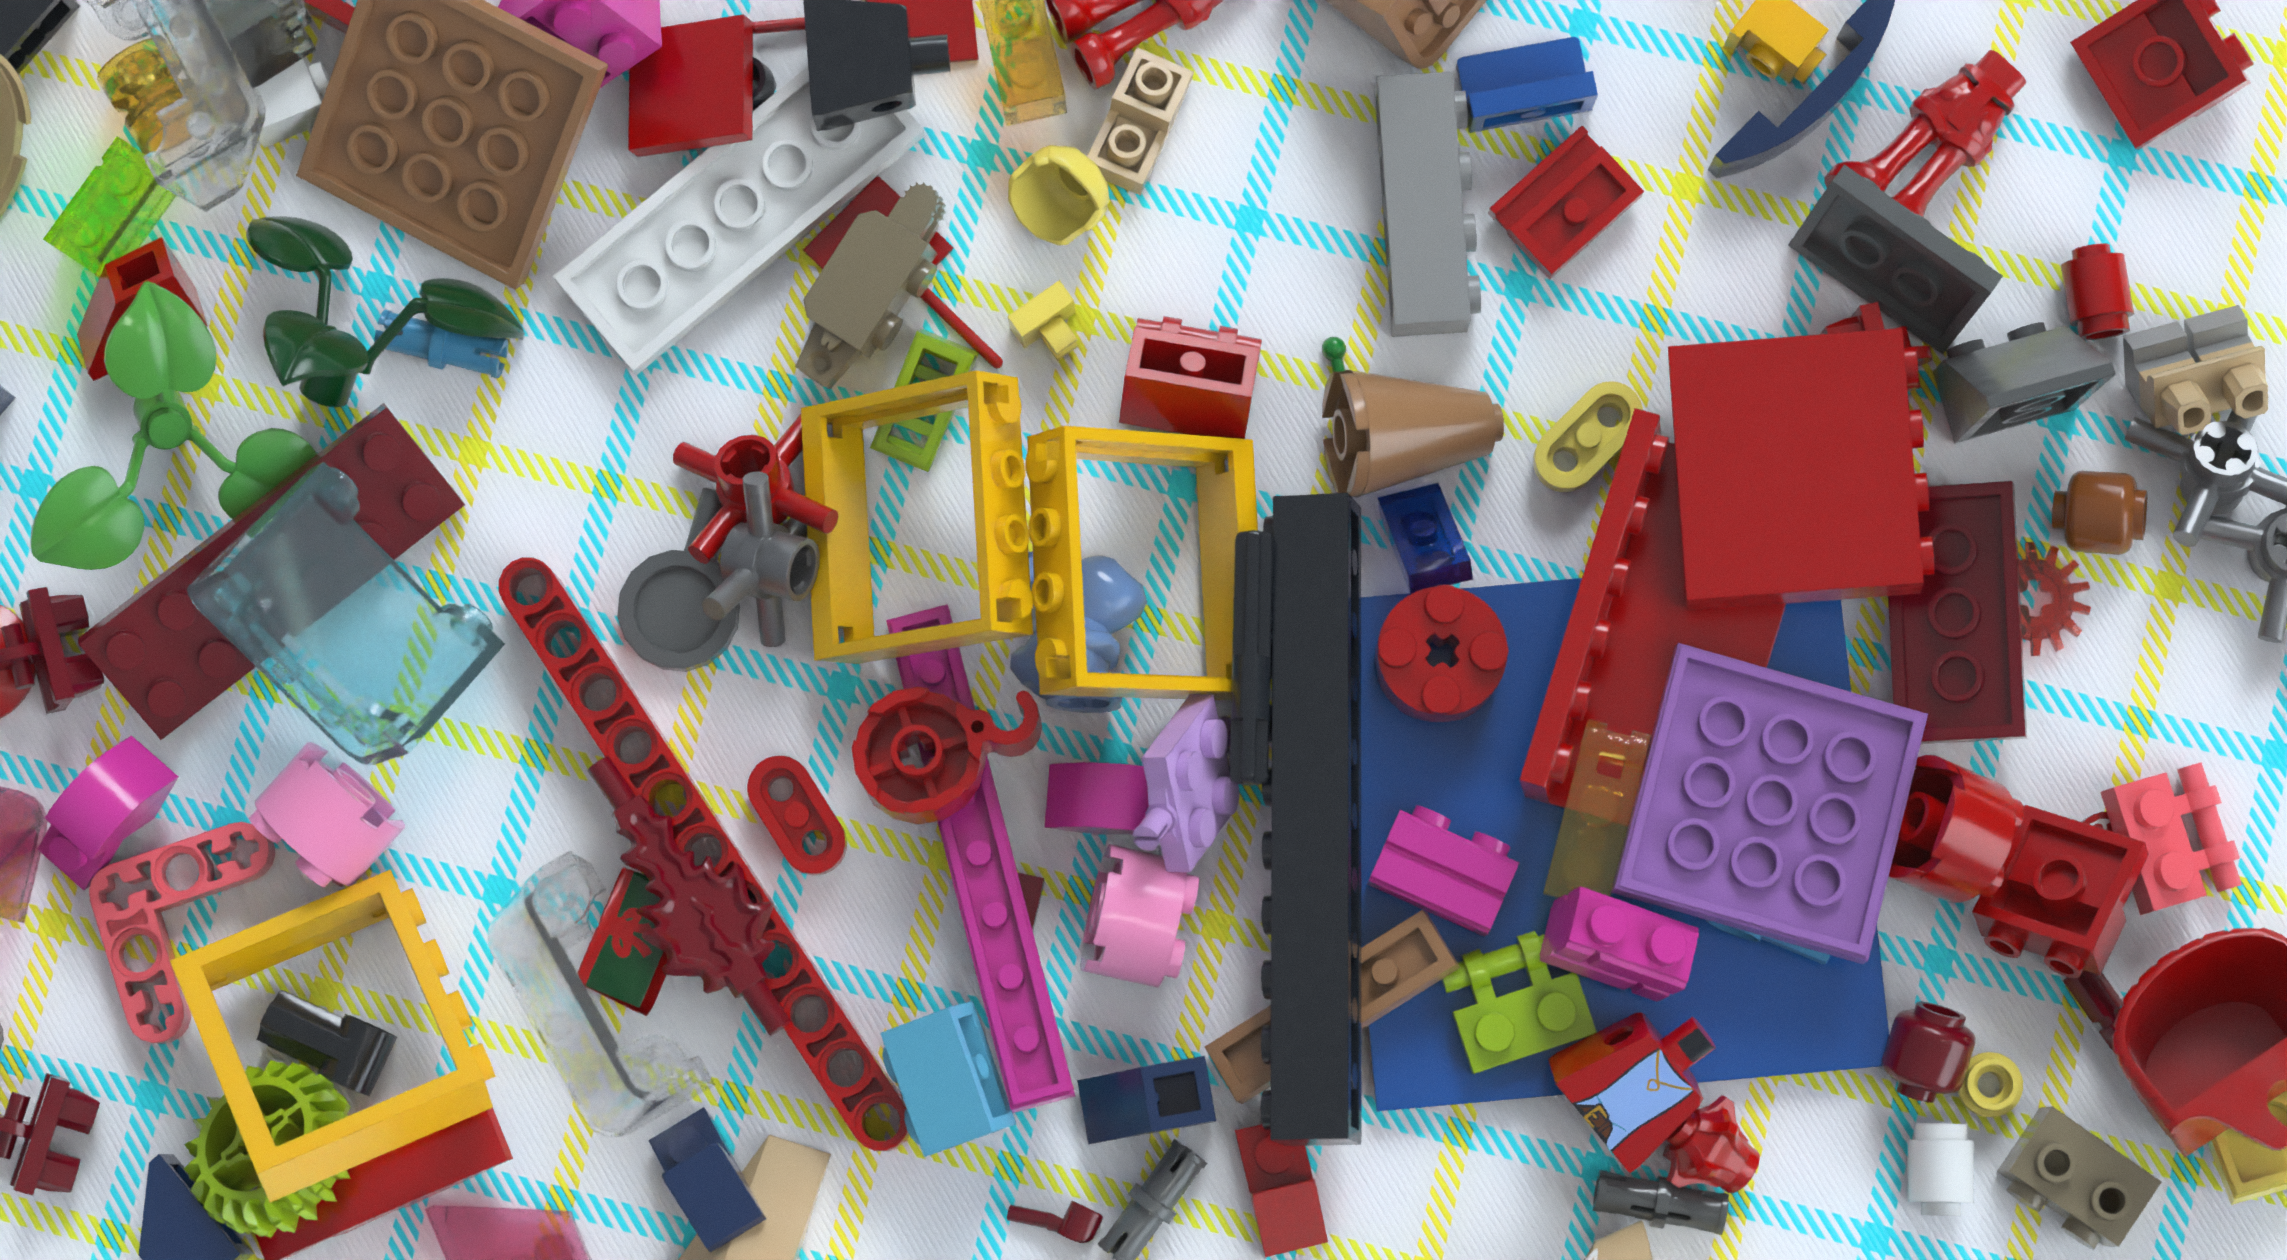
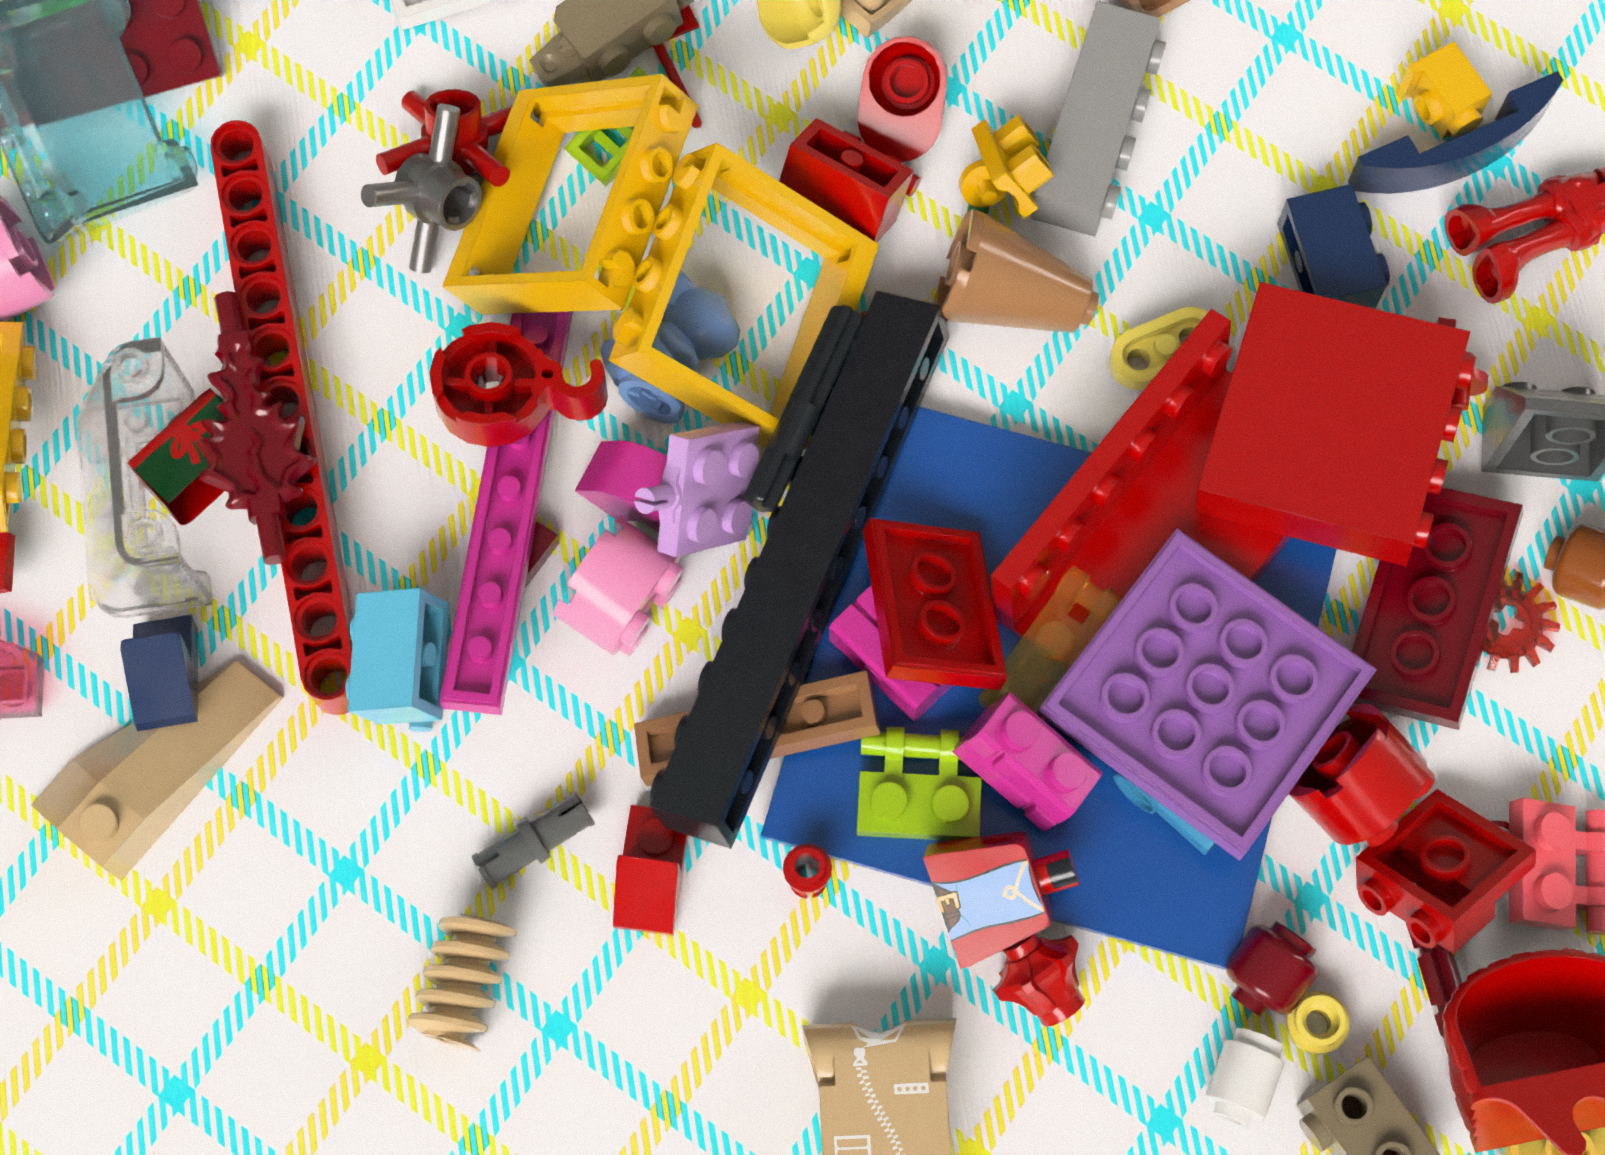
camera: 20 degrees right, 10 degrees down
(664, 601) = (343, 228): dark grey piece -> none
(798, 816) = (375, 412): red plate -> none
(1045, 319) = (748, 96): light yellow tile -> none
(1077, 1224) = (462, 834): dark red hand -> none
(1146, 1100) = (568, 747): dark blue slope -> none
(1210, 258) = (903, 97): none -> red cap
(1346, 310) = (1008, 164): none -> yellow hips
(1424, 538) = (992, 374): clear blue plate -> none
(1441, 617) = (983, 440): red brick -> none
(1457, 1127) = (818, 861): none -> red pin
(1465, 817) = (934, 605): none -> red tile
(1526, 84) = (1219, 63): blue panel -> none
(1565, 202) = (1217, 159): red plate -> none
(1660, 1202) = (980, 1011): dark grey pin -> none
(1724, 265) = (1332, 246): none -> dark blue brick
(1894, 259) = (1480, 279): dark grey plate -> none

